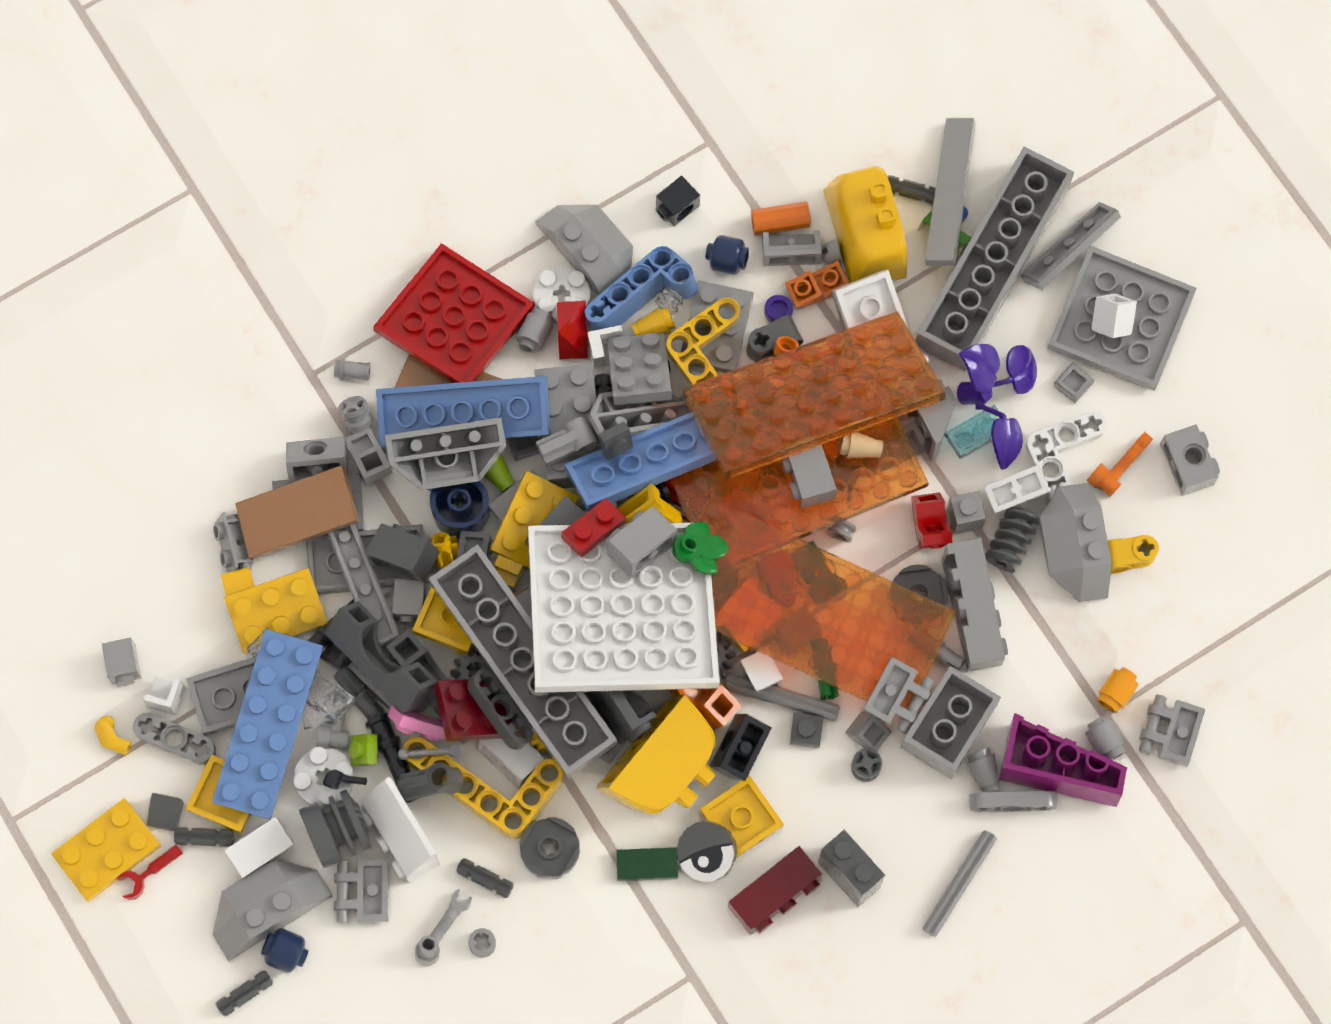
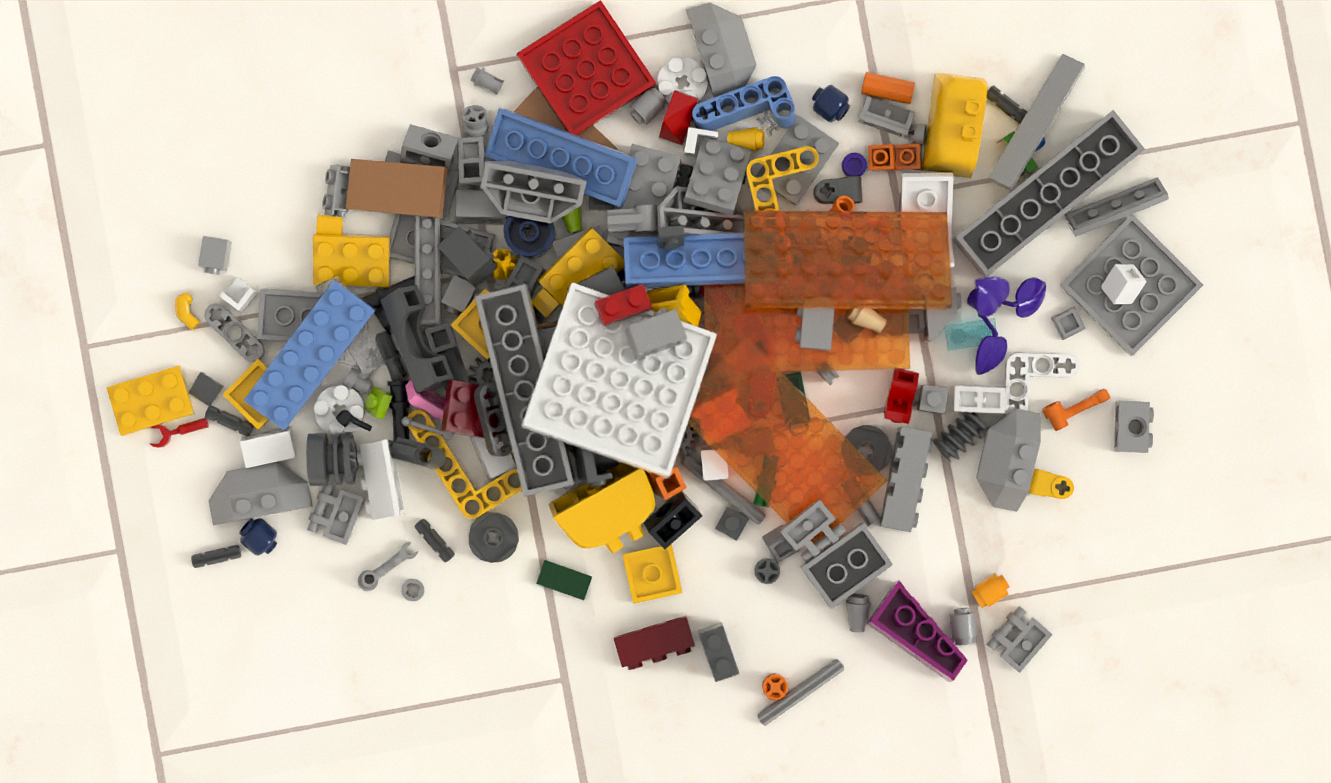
camera: 30 degrees right, 15 degrees up
(396, 502) = (477, 208): none -> light grey hinge
(677, 201) = (808, 39): black brick -> none
(699, 548) = (704, 355): green plate -> none
(706, 851) = (613, 590): tile -> none
(932, 882) = (778, 687): none -> orange wheel
(1013, 801) = (869, 646): light grey beam -> none

